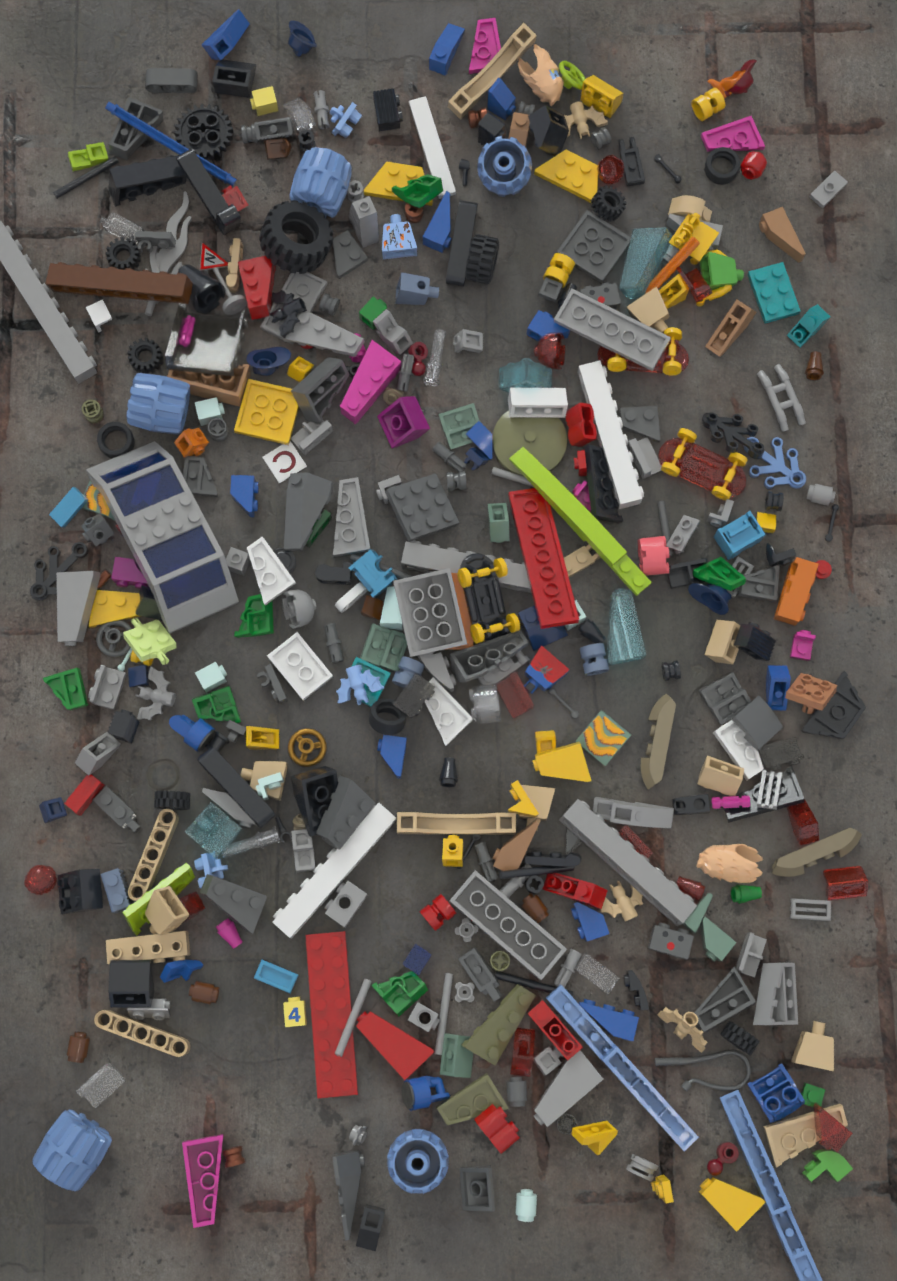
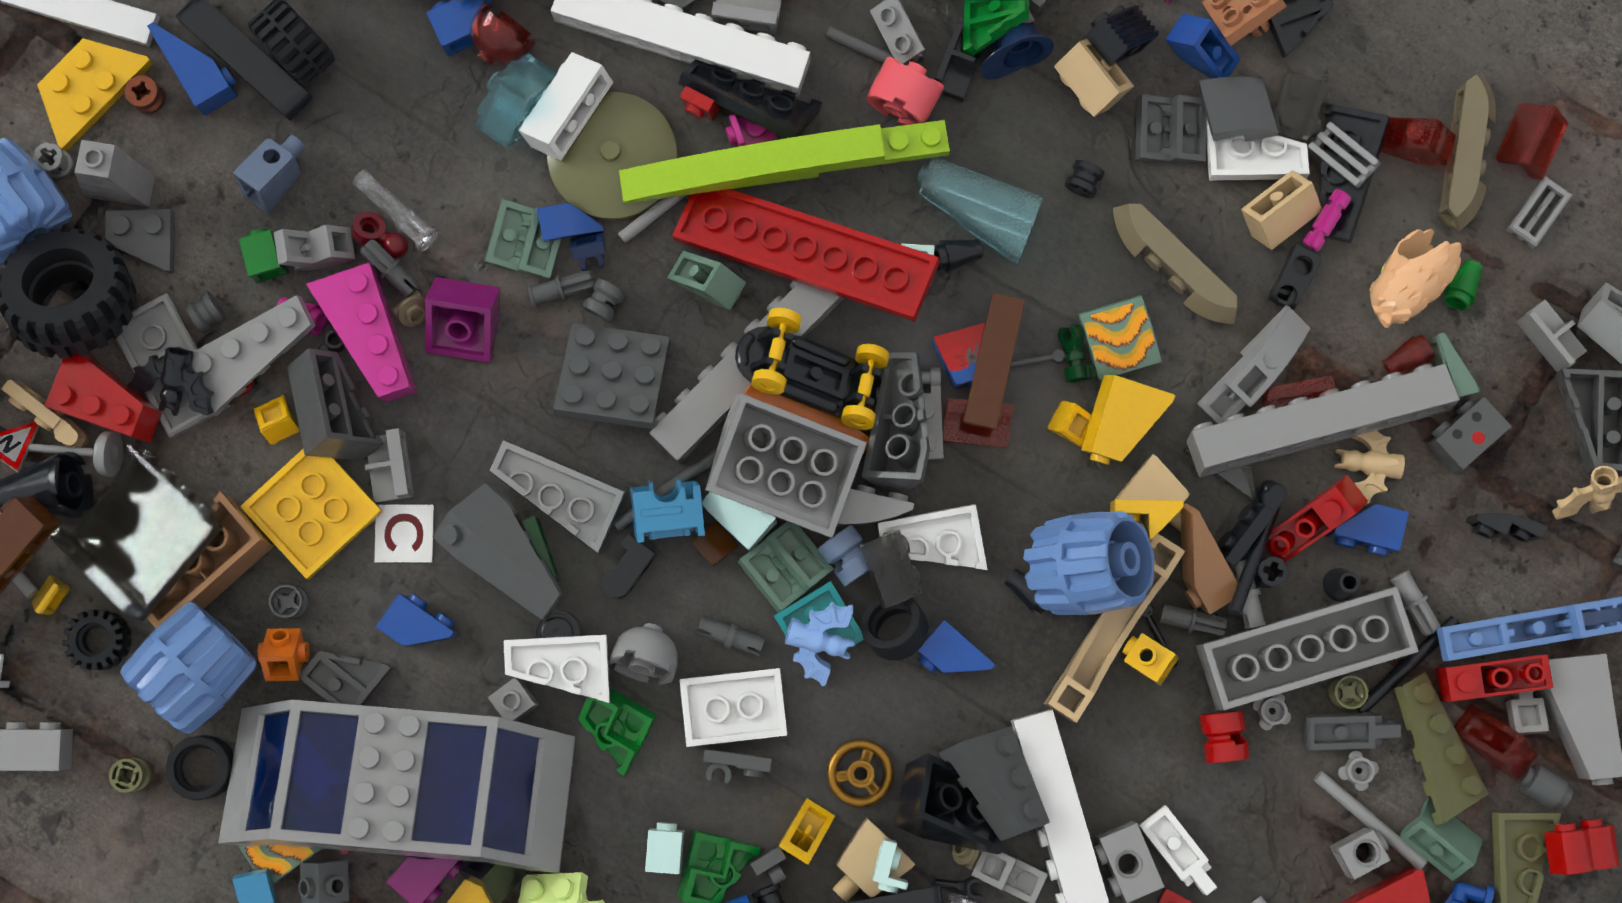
camera: 55 degrees left, 5 degrees up
(152, 322) = (50, 596): none -> yellow slope
(187, 331) = (102, 552): dark pink axle -> none
(209, 410) = (250, 596): light aqua brick -> none
(268, 360) = (231, 458): dark blue piece -> none
(351, 597) = (679, 566): white beam -> none
(367, 925) = (1178, 849): none -> white hinge
(386, 484) = (545, 405): light grey bracket -> none
(398, 239) = (173, 145): light blue torso -> none
(401, 991) = (1302, 862): green slope -> none
(417, 959) = (1273, 808): clear blue panel -> none
(420, 190) = (119, 64): green slope -> none
(468, 341) = (402, 145): light grey bracket -> none
(478, 787) = (1090, 563): none -> medium blue wheel
(486, 704) = (968, 472): clear brick -> none
(535, 908) = (1303, 593): reddish brown brick -> none
(536, 636) = (900, 333): dark blue slope -> none
(546, 924) = (1334, 585): none -> black cone
(548, 681) = (994, 361): none -> reddish brown tile
(579, 560) = (838, 199): tan hinge -> none
(581, 424) = (641, 66): red brick -> none
(586, 715) = (1073, 346): none -> dark green piece
(594, 652) = (989, 269): sand blue wheel -> none
(596, 973) = (1446, 566): clear slope -> none
(615, 1023) = (1537, 582): blue slope -> none
(715, 940) = (1507, 371): sand green slope -> none

